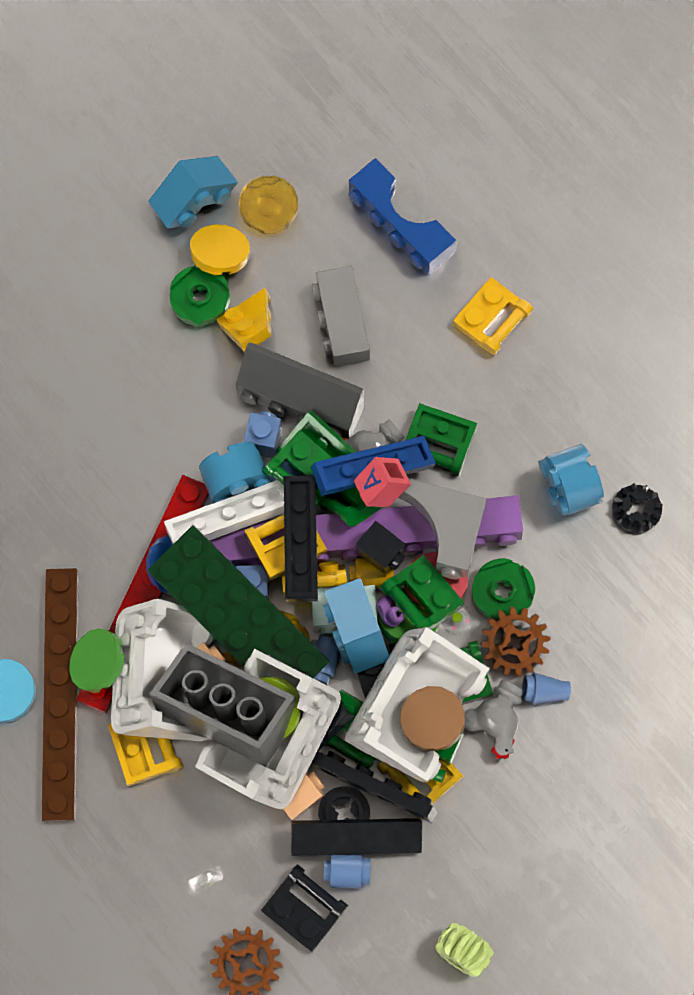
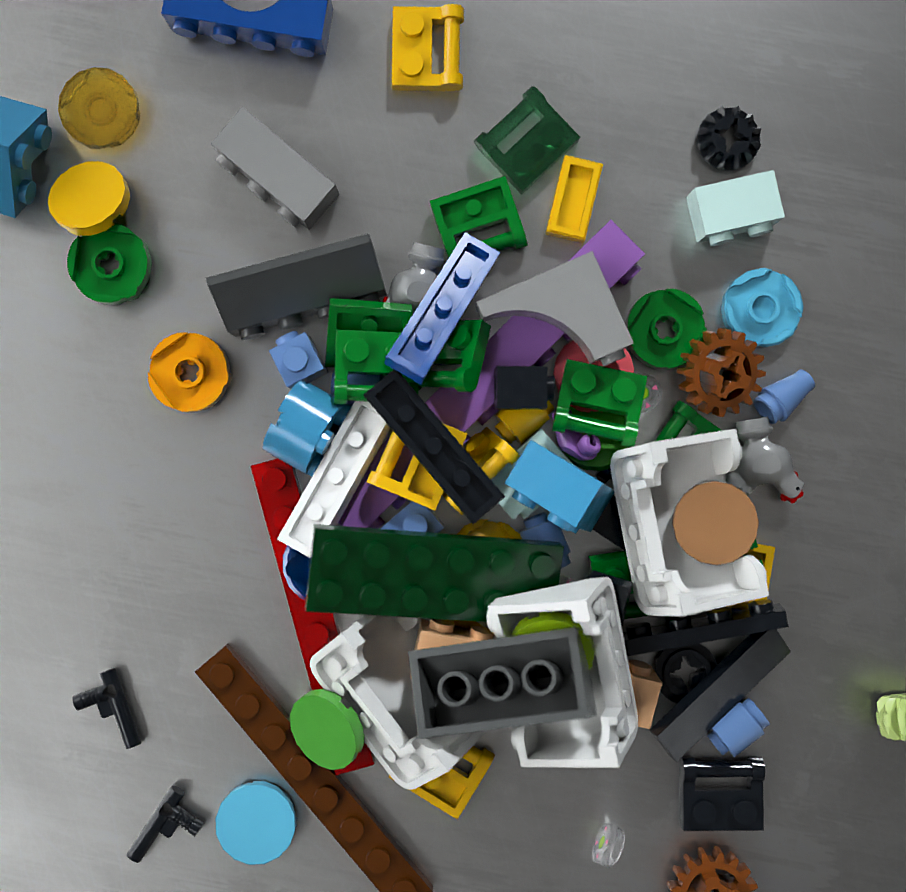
camera: 50 degrees left, 15 degrees up
(203, 406) = (166, 370): none -> light orange plate
(248, 320) = (184, 251): yellow wing -> none
(382, 482) = (474, 321): coral brick -> none
(510, 424) = (536, 149): none -> clear green plate
(510, 470) = (574, 199): none -> yellow tile
(571, 480) = (652, 160): dark azure brick -> none
(575, 626) = (762, 307): none -> medium azure tile
(604, 550) = (735, 207): none -> light aqua brick

